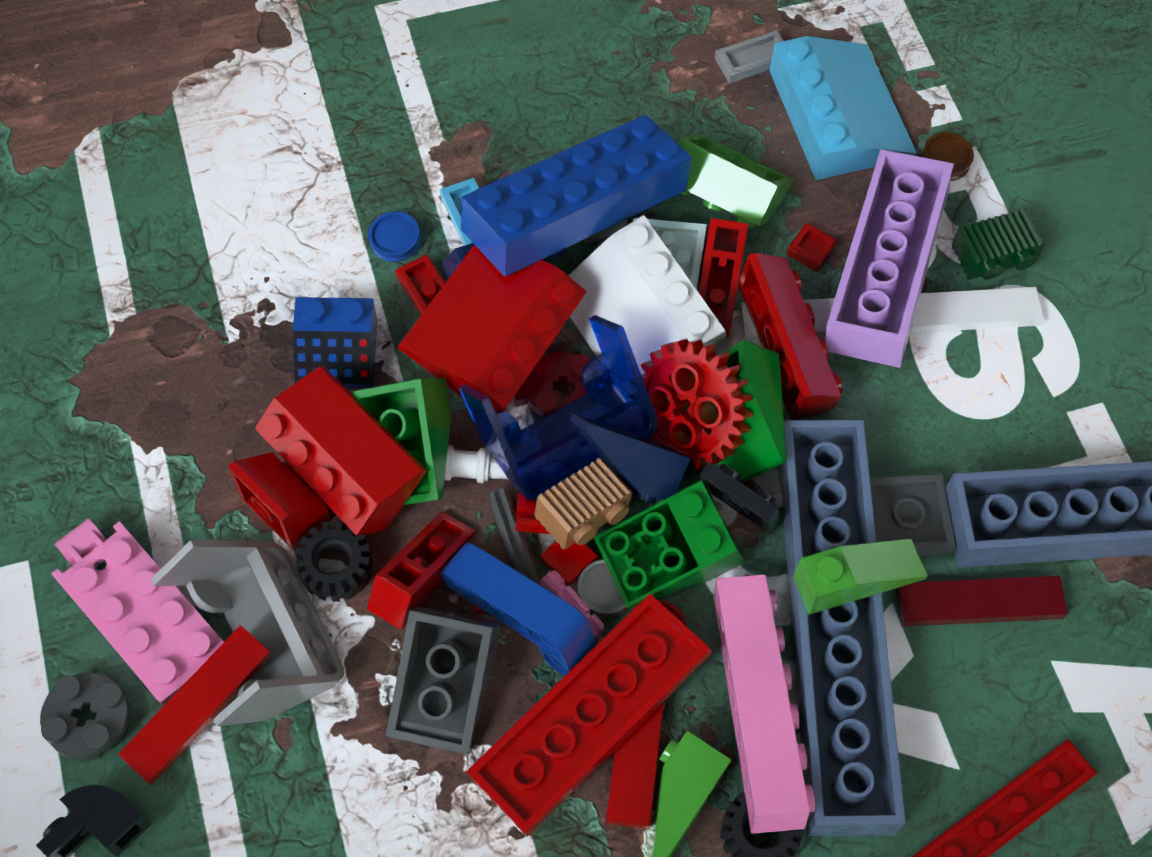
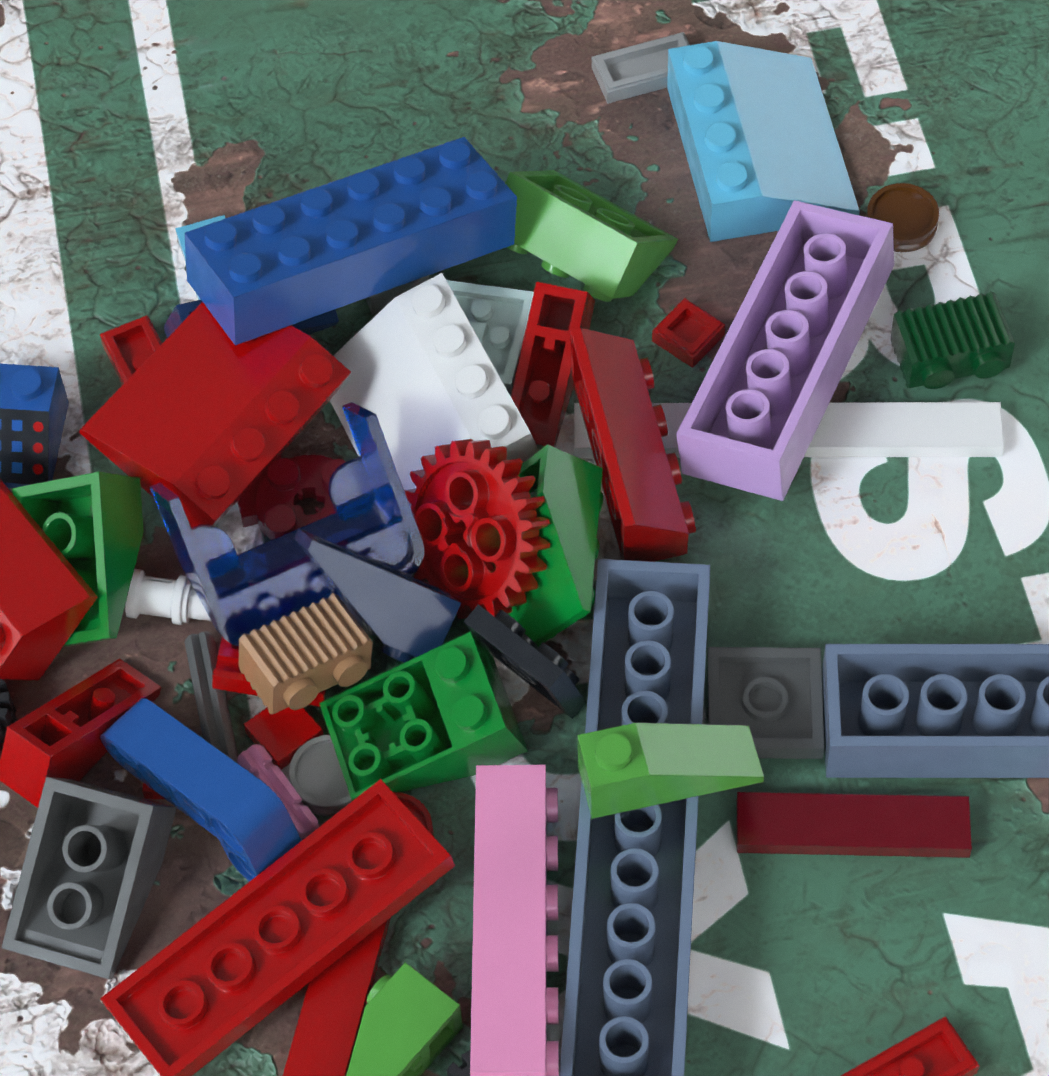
camera: 10 degrees right, 5 degrees down
(394, 236) = (107, 290): blue piece -> none

